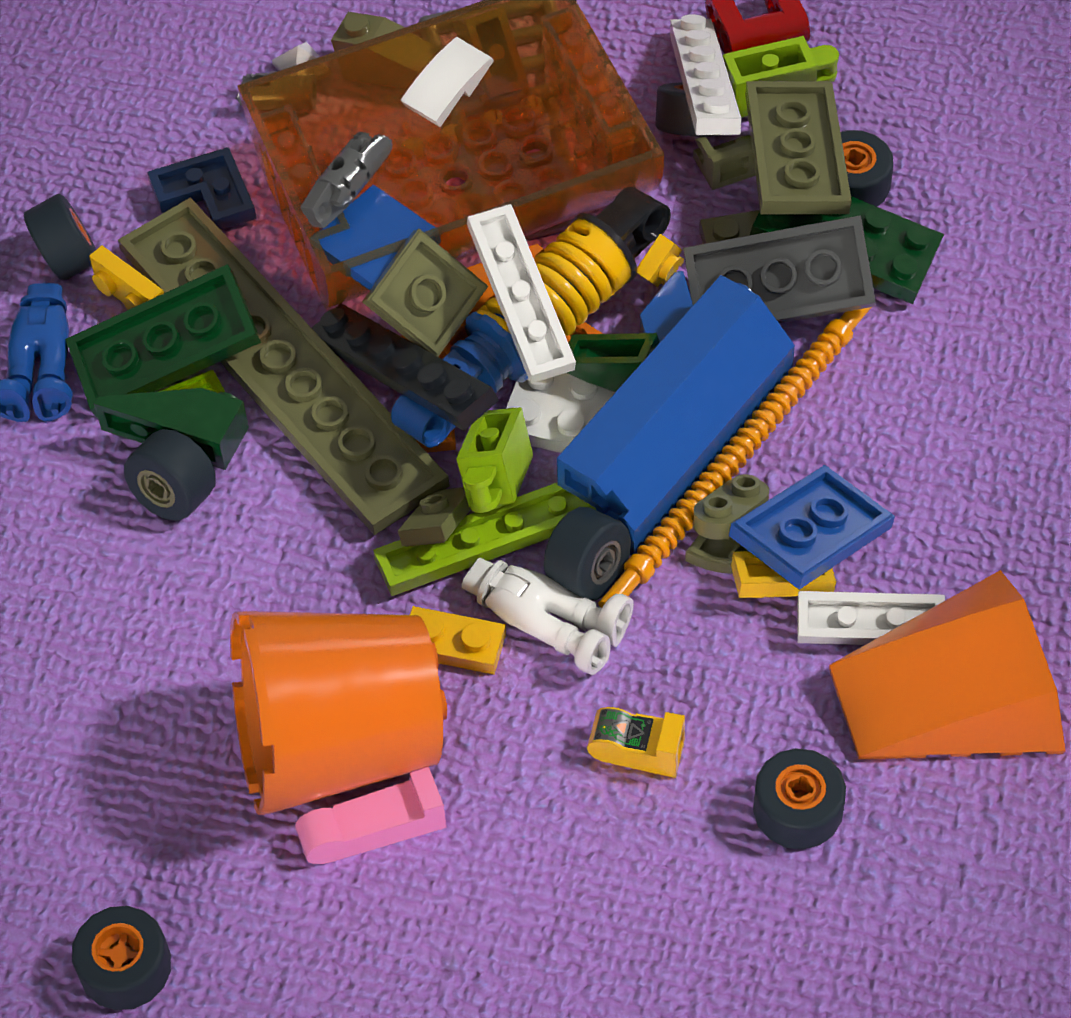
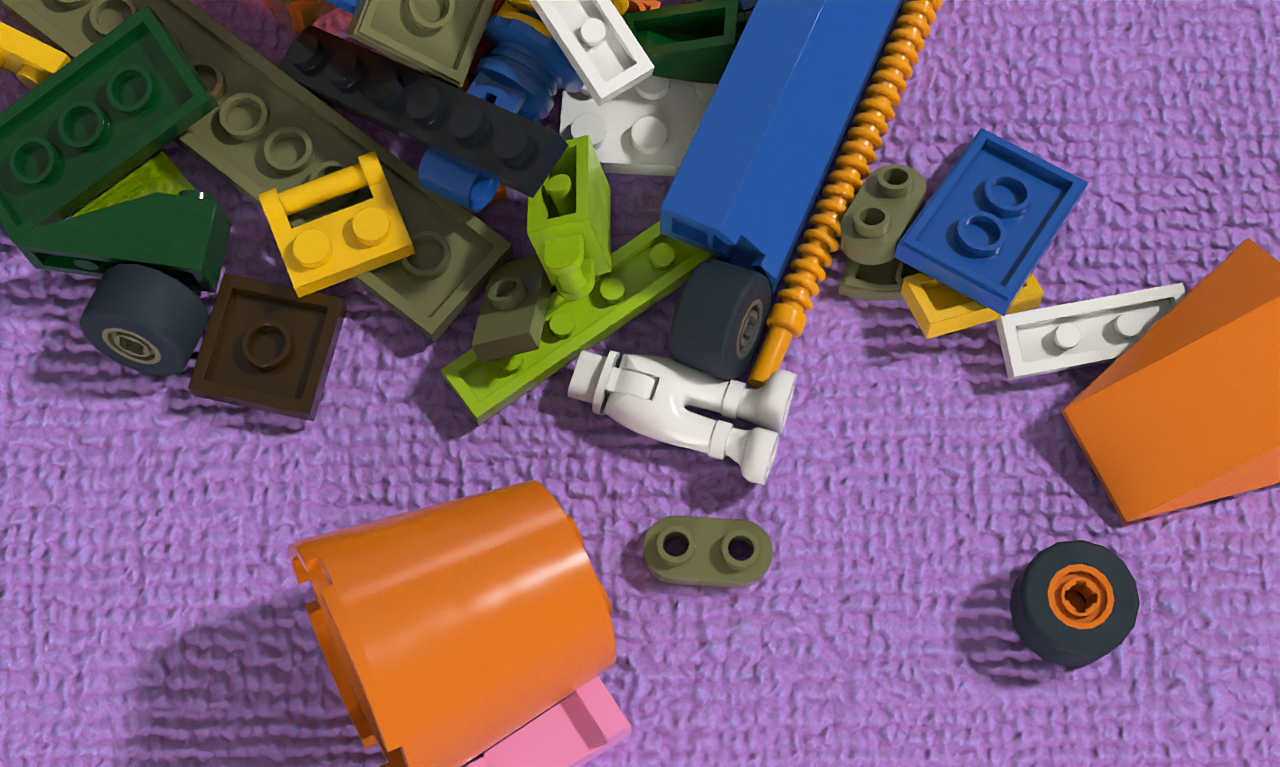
camera: 15 degrees left, 15 degrees up
(253, 513) = (268, 347): none -> dark brown plate
(327, 449) = (345, 240): none -> yellow plate
(464, 640) = (578, 467): yellow plate -> none
(533, 716) = (707, 557): none -> olive plate
(638, 740) = (849, 564): yellow leg -> none

